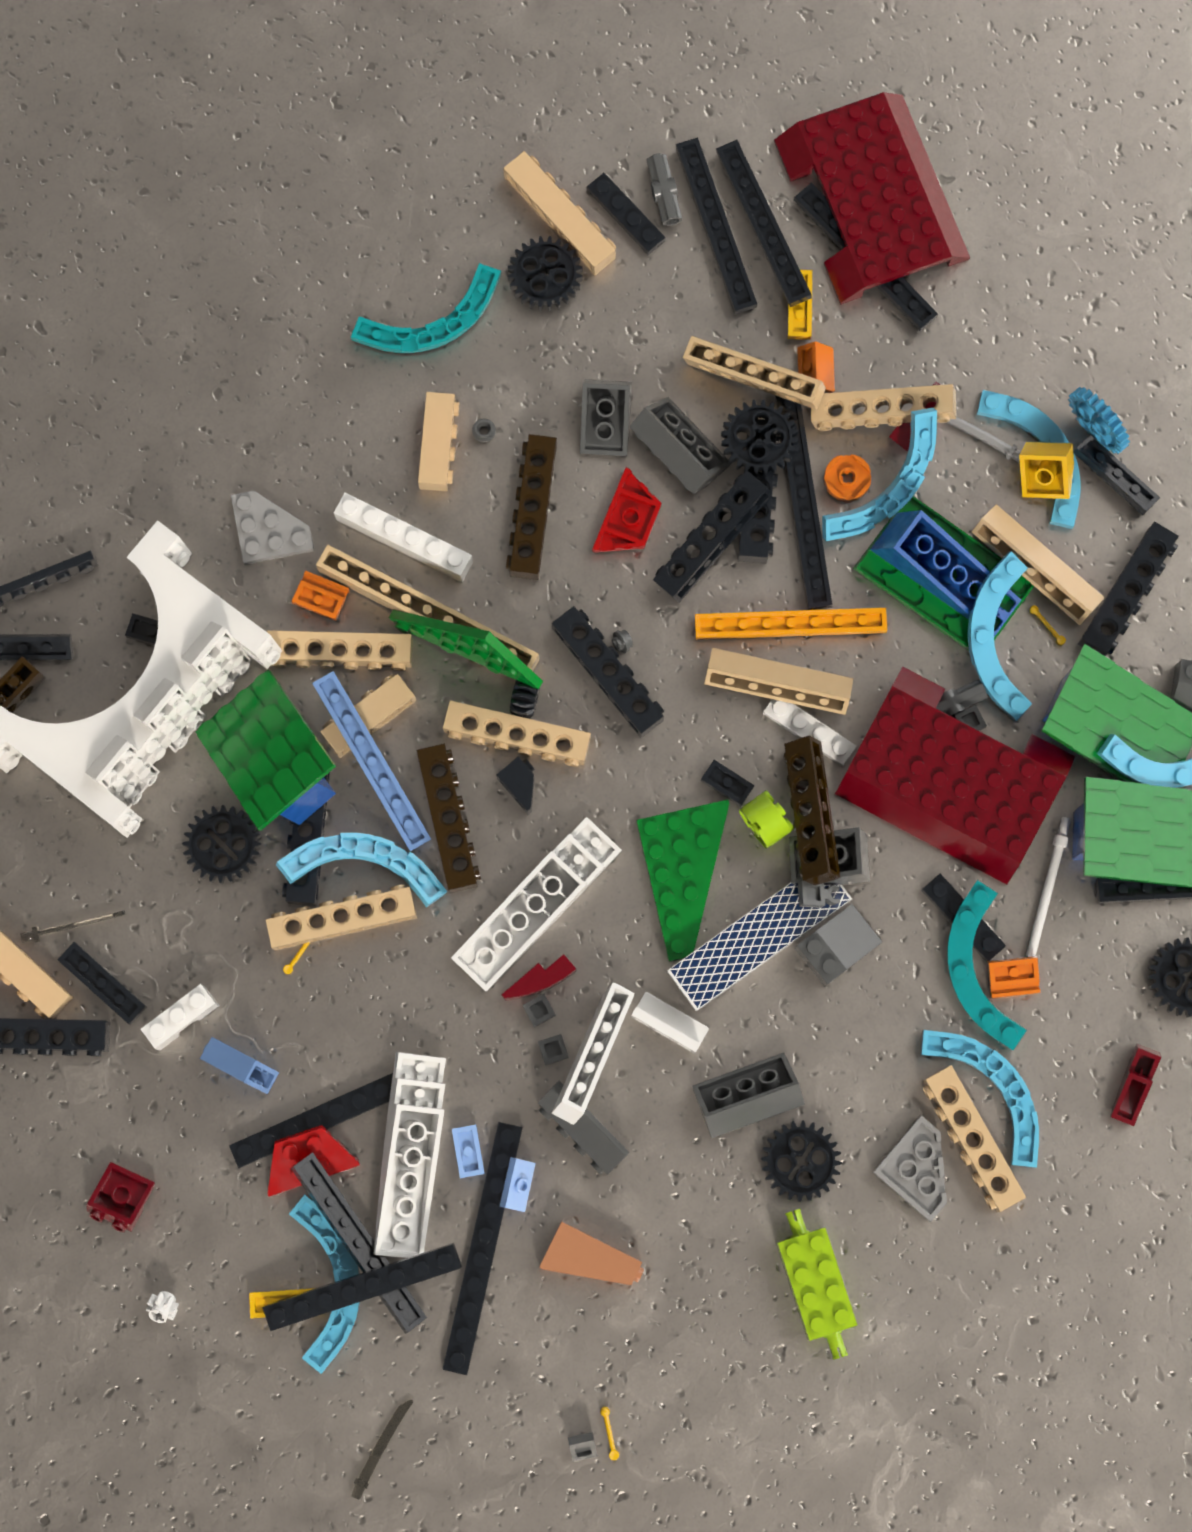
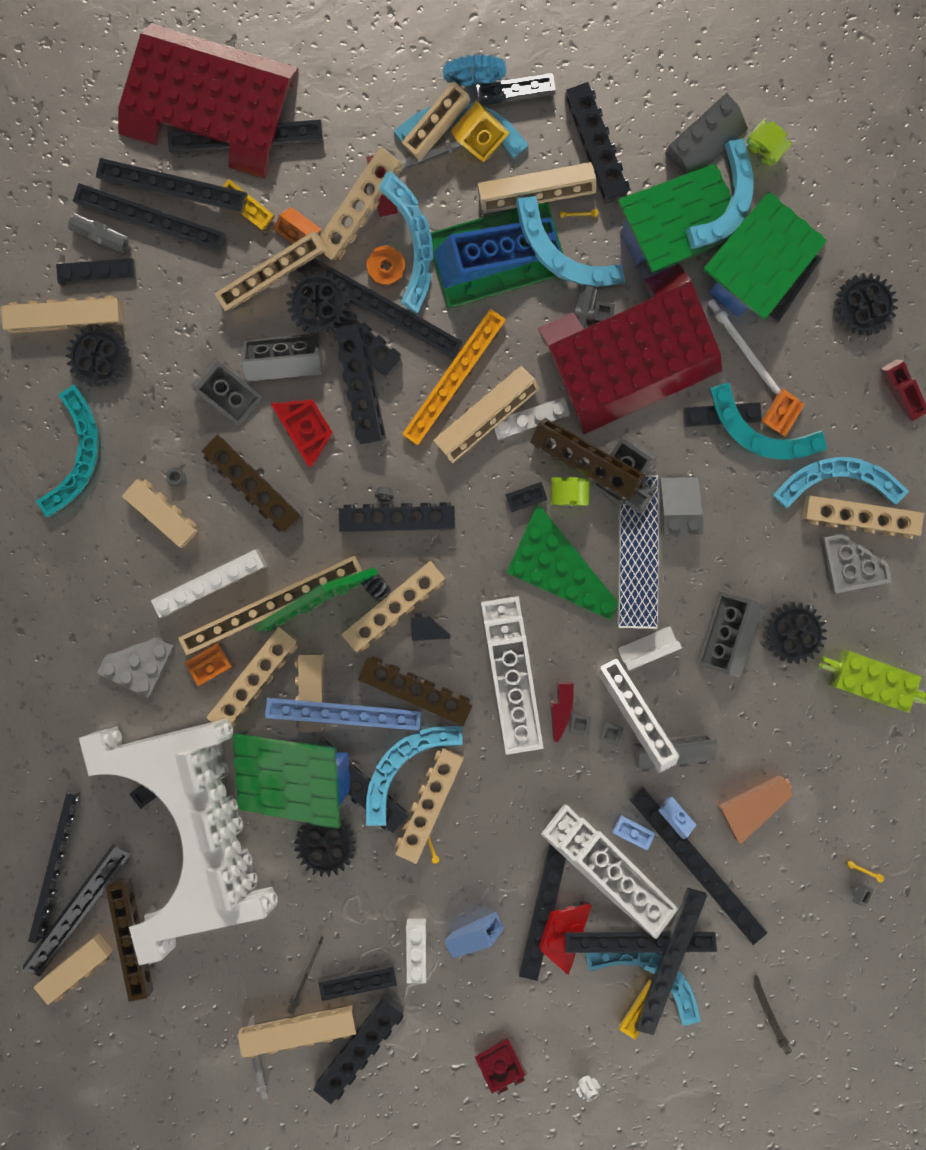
camera: 50 degrees left, 10 degrees up
(1022, 421) = (436, 121): none -> tan brick

